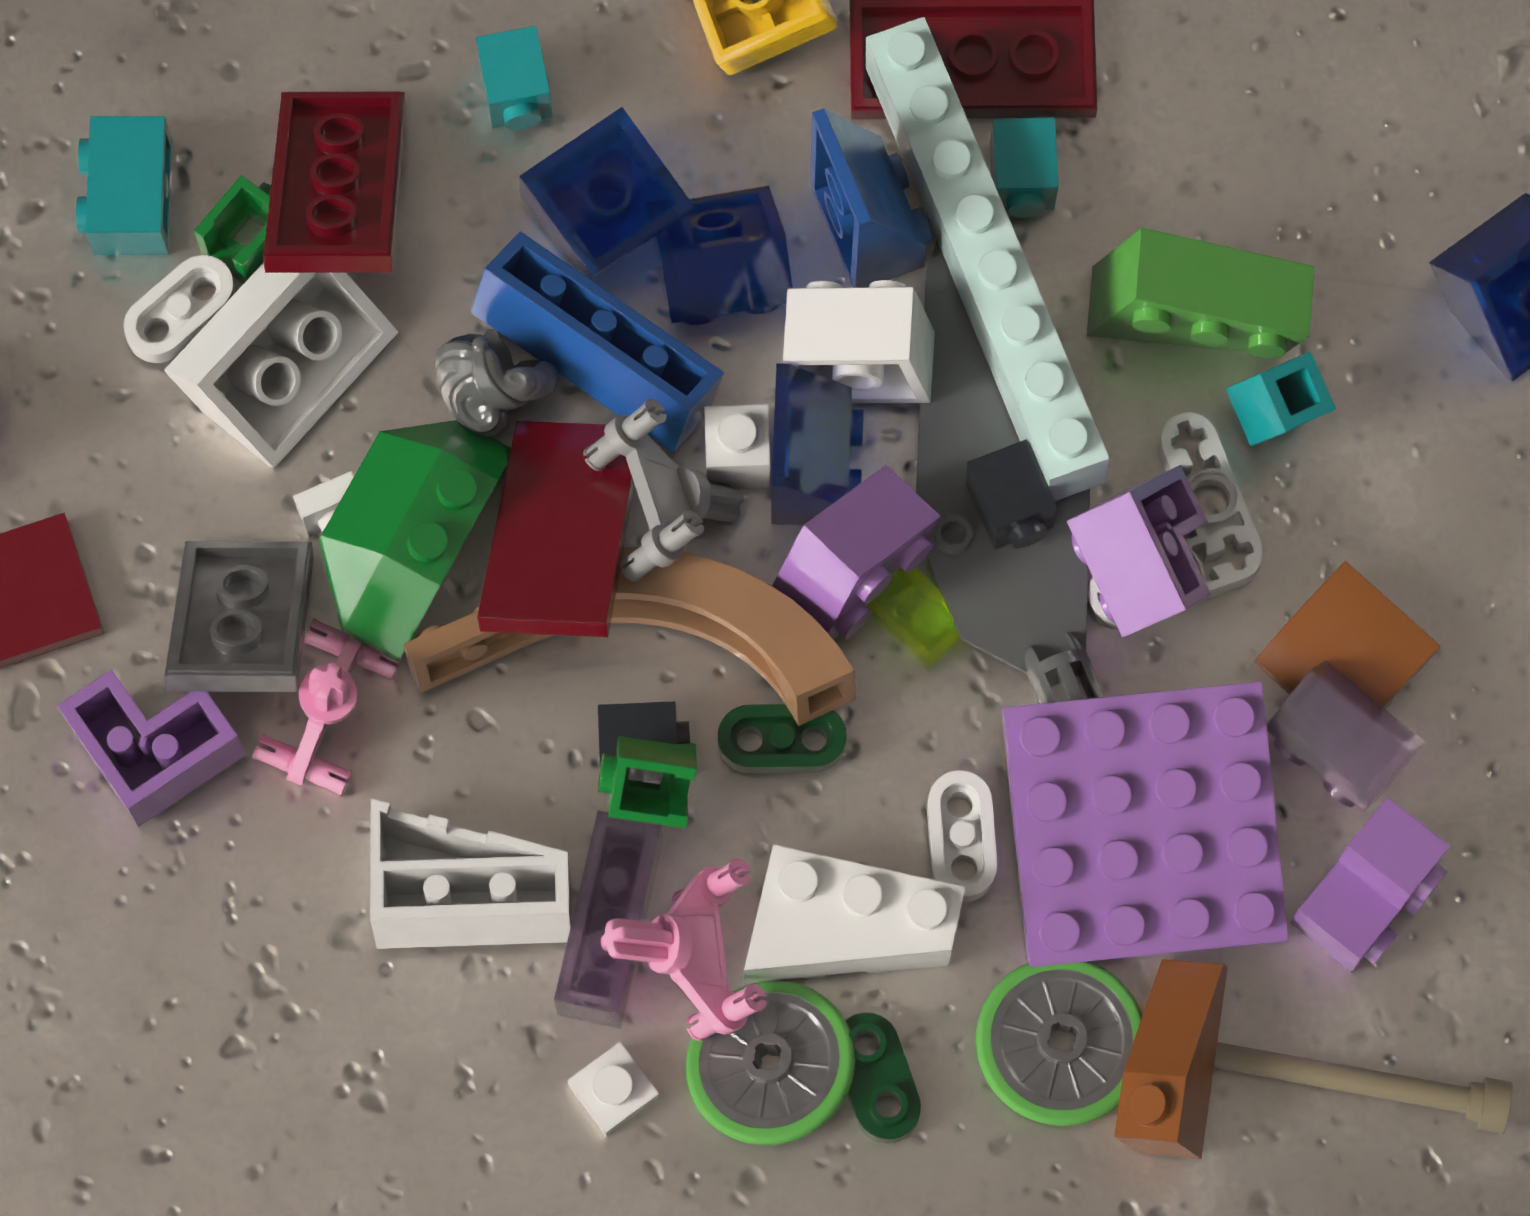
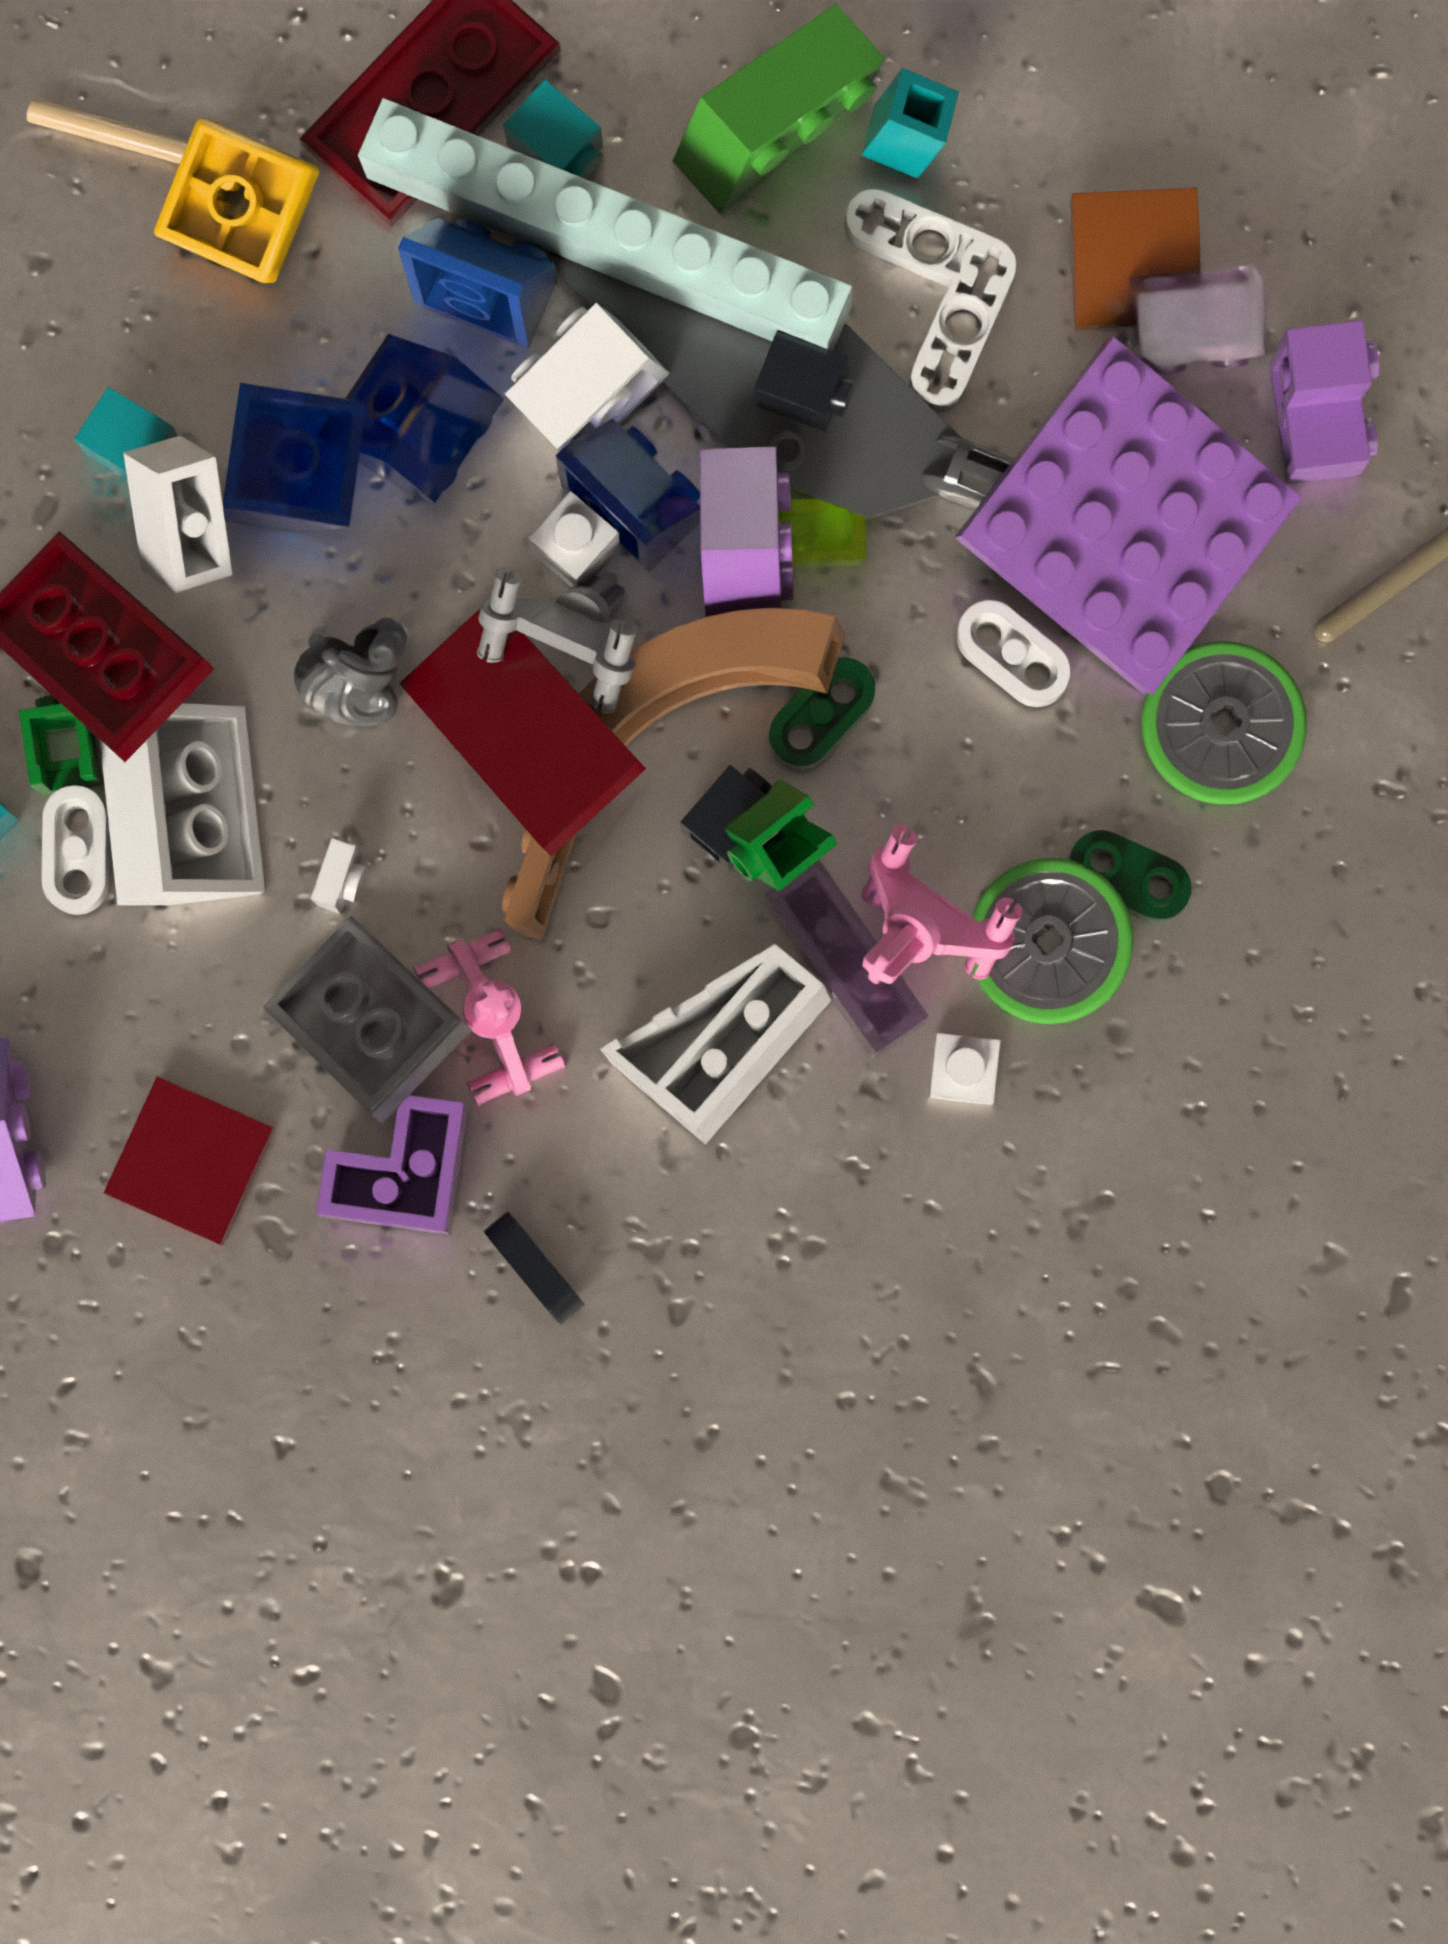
camera: 45 degrees left, 10 degrees up
(166, 907) = (534, 1268): none -> black beam
(405, 527) = (413, 835): green wedge -> none
(487, 152) = (178, 513): none -> white brick
(594, 339) = (395, 569): blue brick -> none
(847, 918) = (999, 790): white wedge -> none
(1140, 551) = (935, 332): brick -> none
(1173, 1062) = (1313, 655): dark orange slope -> none

